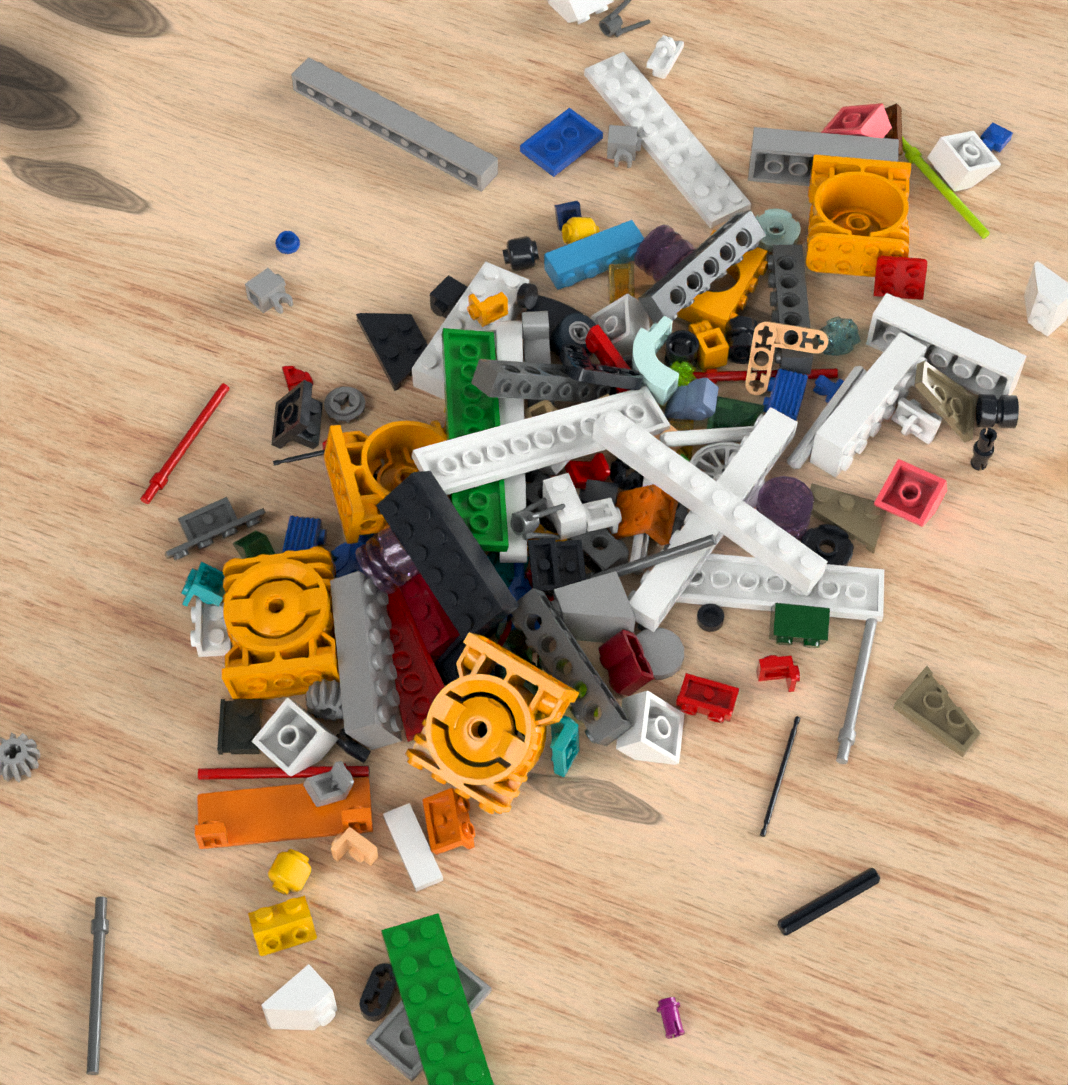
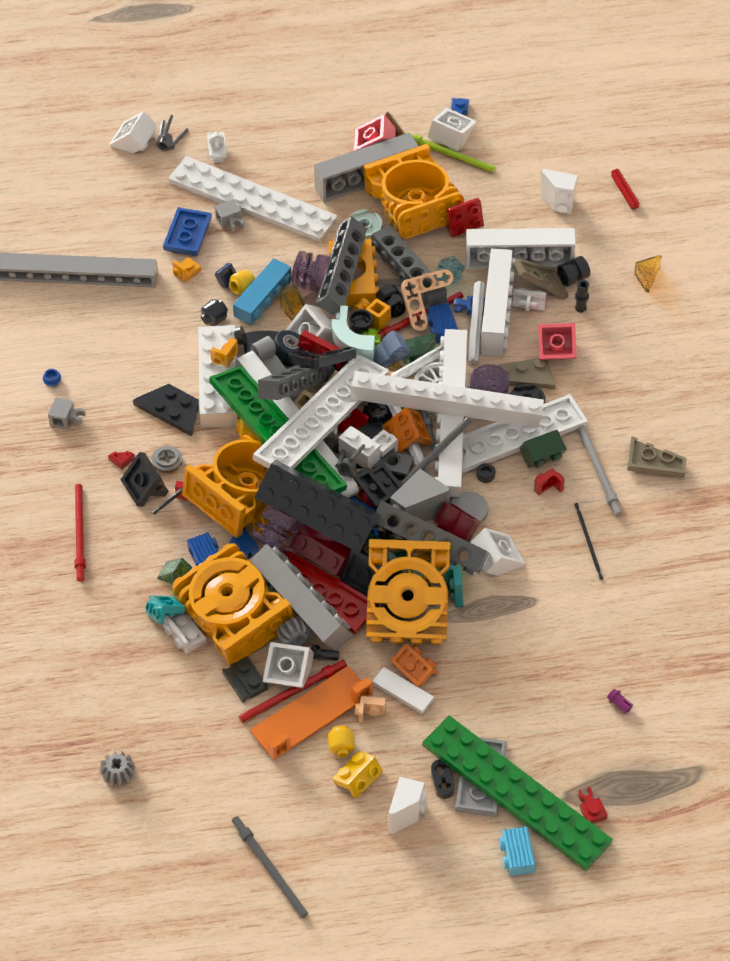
camera: 30 degrees left, 5 degrees down
(210, 523) = (135, 570): dark grey bracket -> none
(329, 786) = (332, 679): light grey bracket -> none
(446, 296) = (187, 362): black brick -> none
(529, 186) = (185, 269): none -> light orange bracket
(707, 698) = (518, 518): red bracket -> none
(828, 901) = (663, 594): black axle -> none

